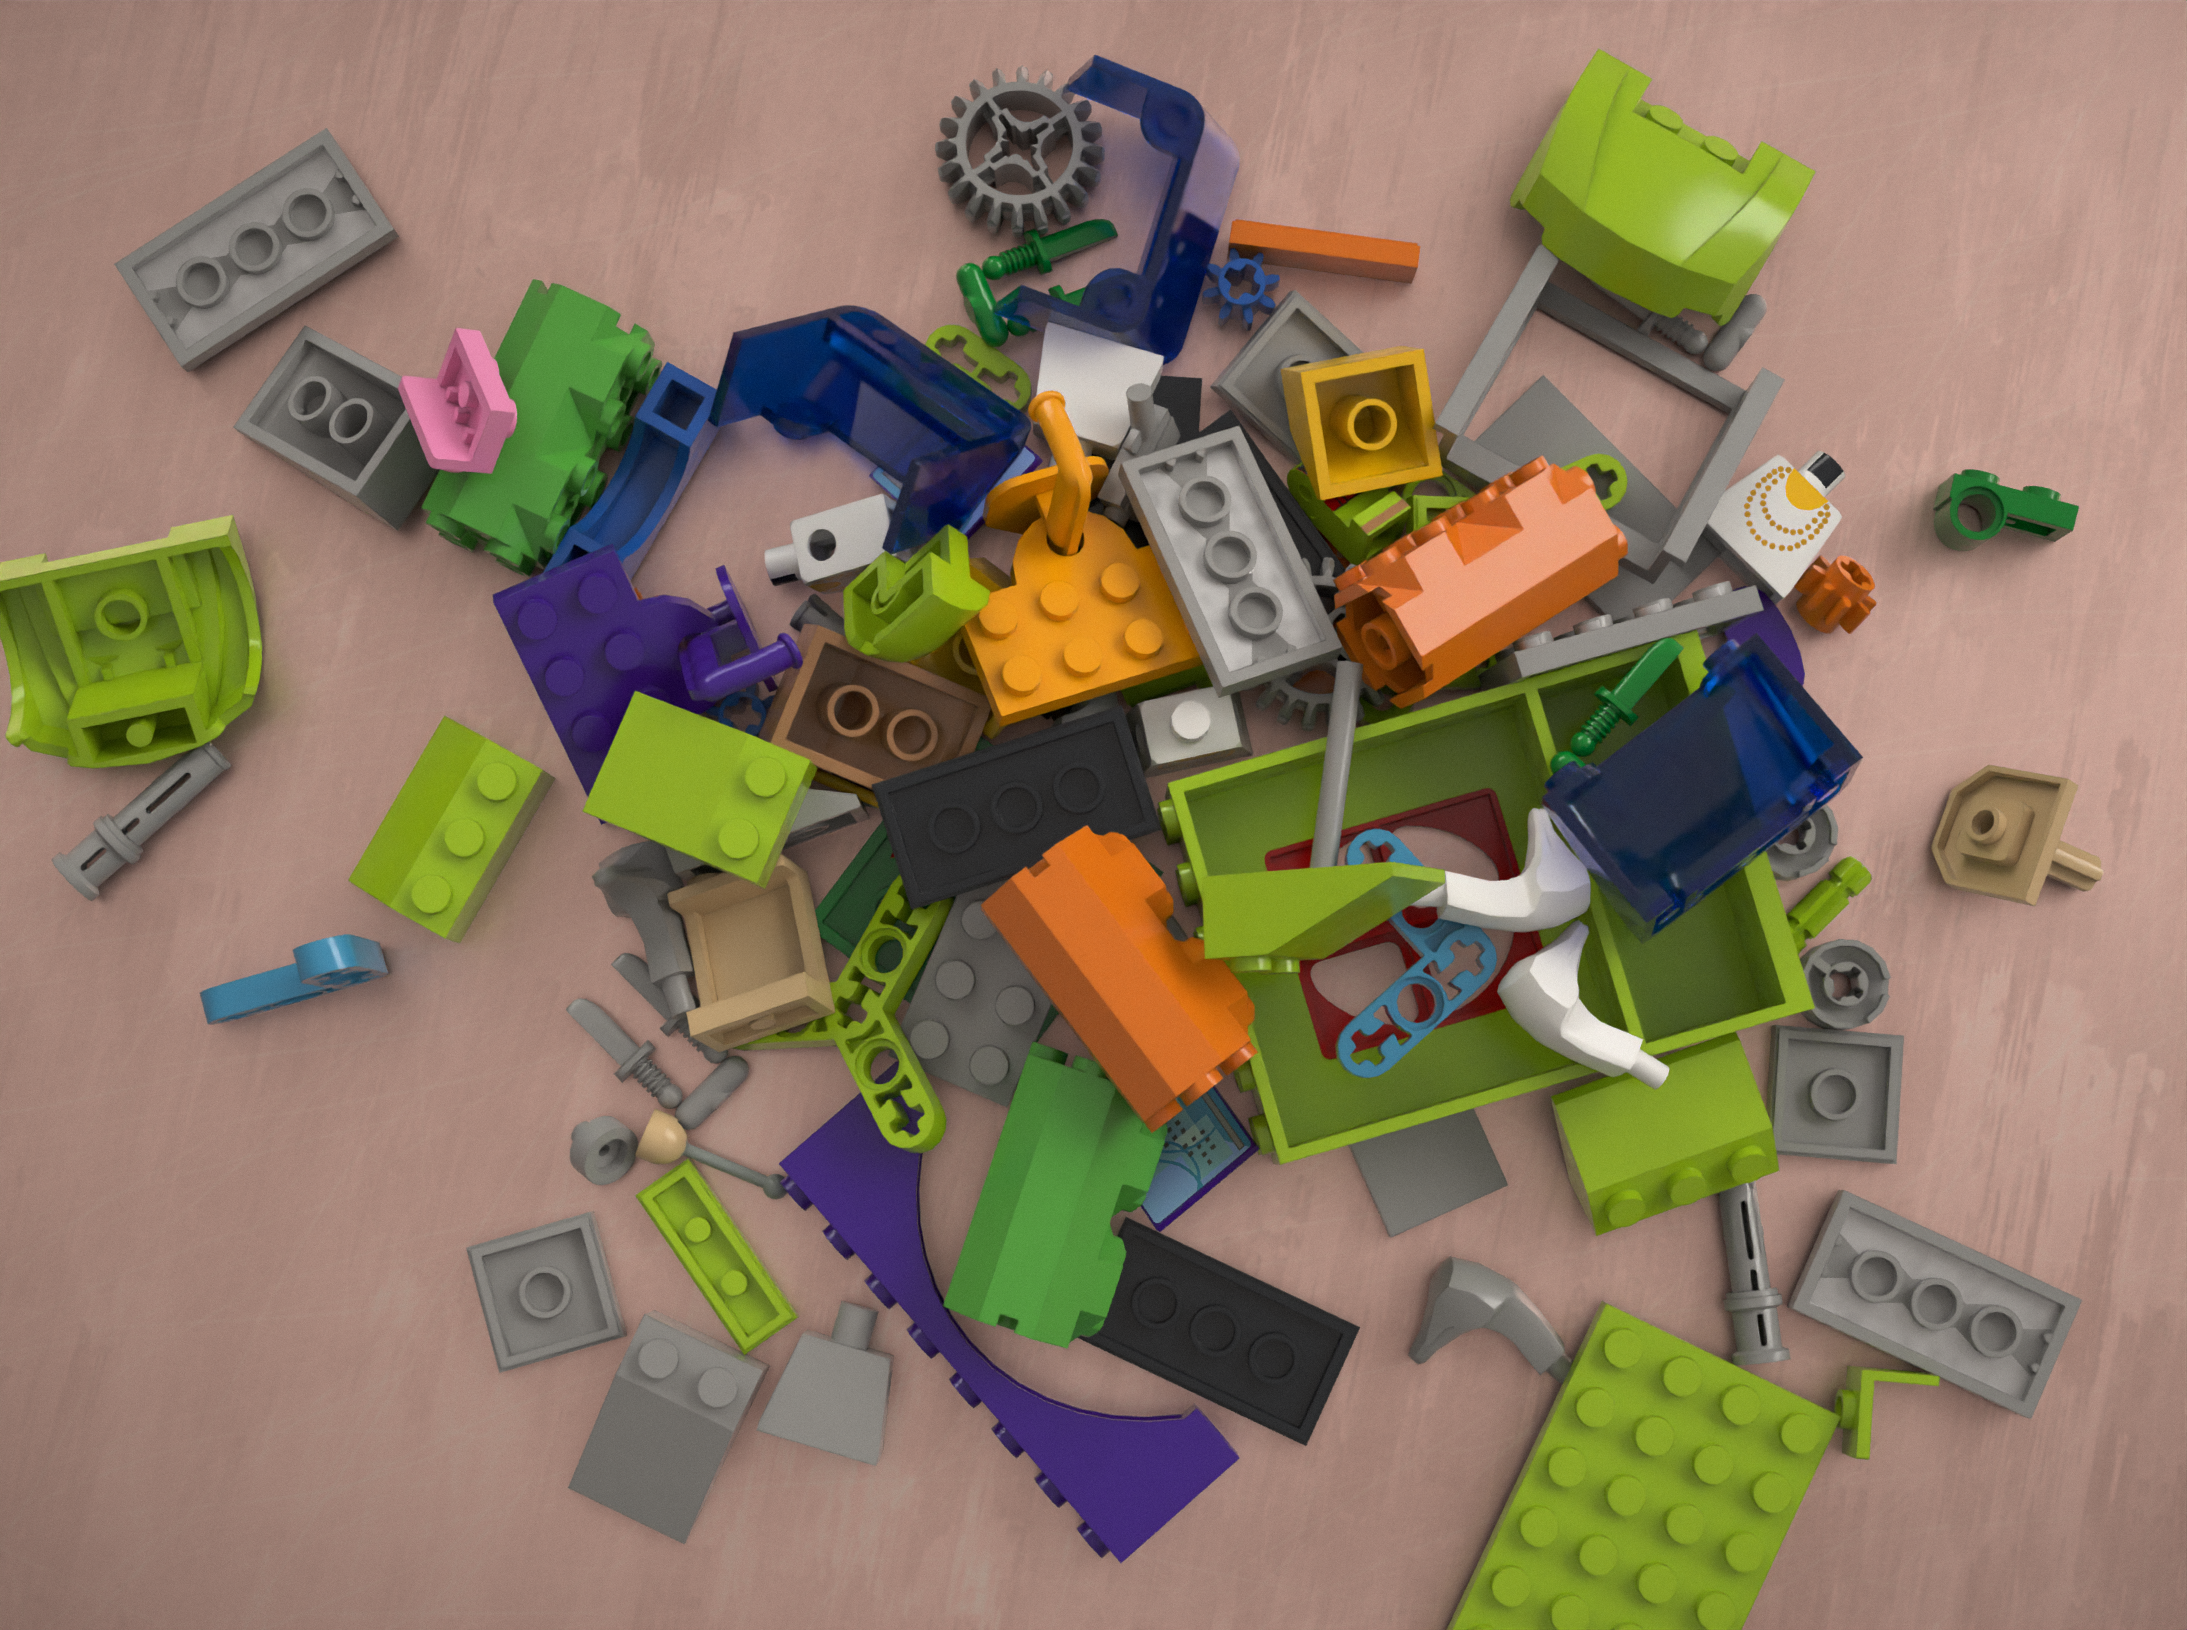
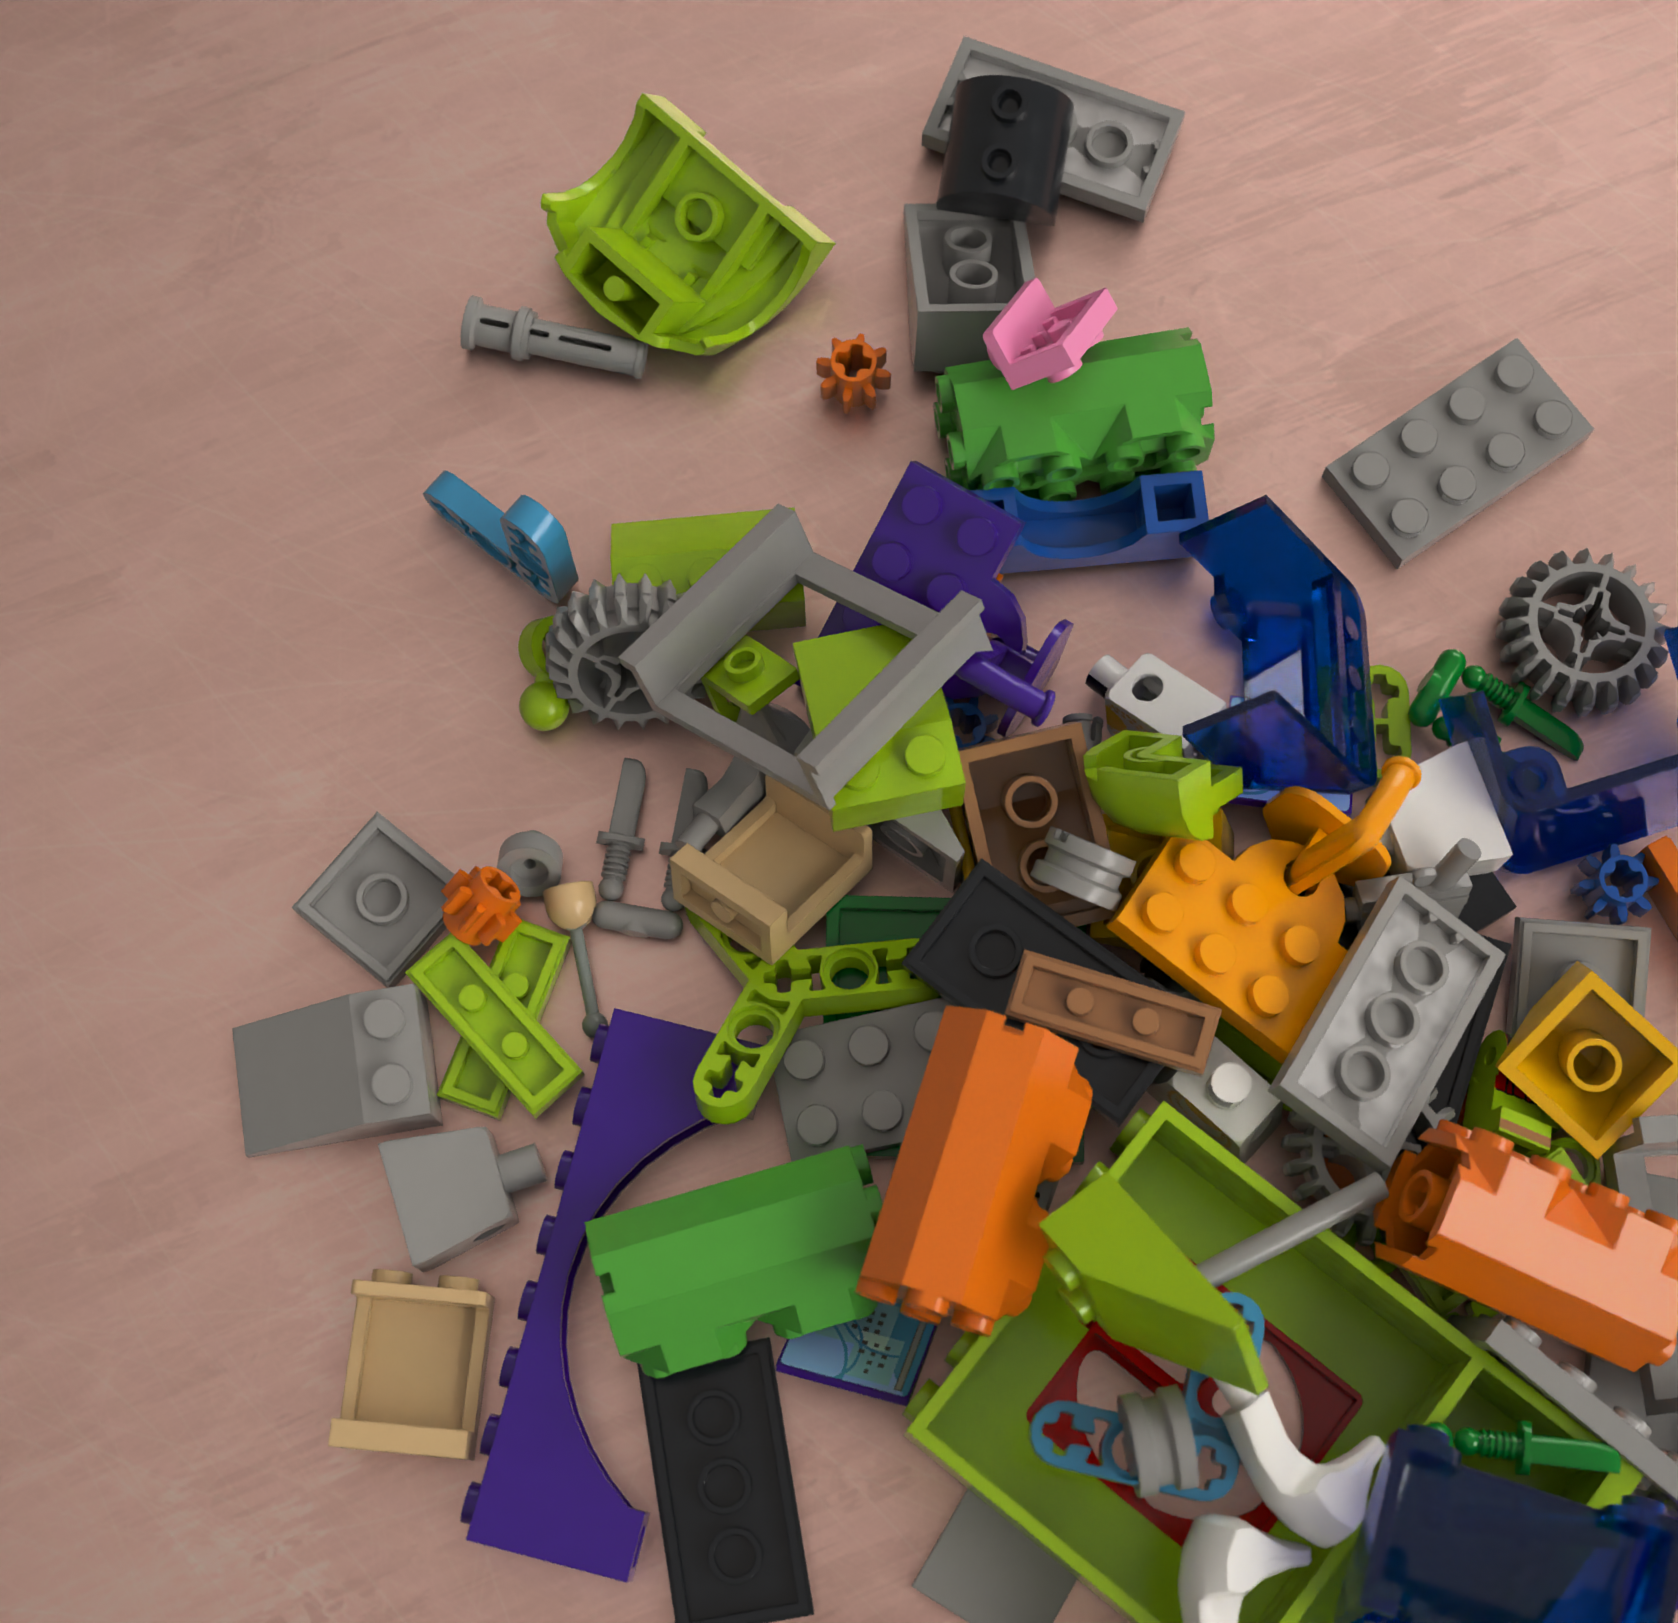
camera: 55 degrees right, 10 degrees down
(254, 310) = (1006, 149): none -> black brick
(346, 588) = (849, 356): none -> orange gear
(470, 1044) = (539, 700): none -> lime plate
(484, 945) = (600, 630): none -> light grey gear
(507, 832) = (739, 594): none -> light grey piece
(580, 866) = (748, 678): none -> lime bracket
(614, 1215) = (481, 906): none -> orange gear
(719, 1269) = (495, 1024): none -> lime tile
(793, 131) = (1457, 453): none -> light grey piece
(940, 711) = (1083, 868): none -> light grey wheel
(955, 1516) = (415, 1367): none -> tan panel
(1071, 772) = (1113, 1013): none -> medium nougat tile
(1425, 982) = (1158, 1440): none -> light grey wheel

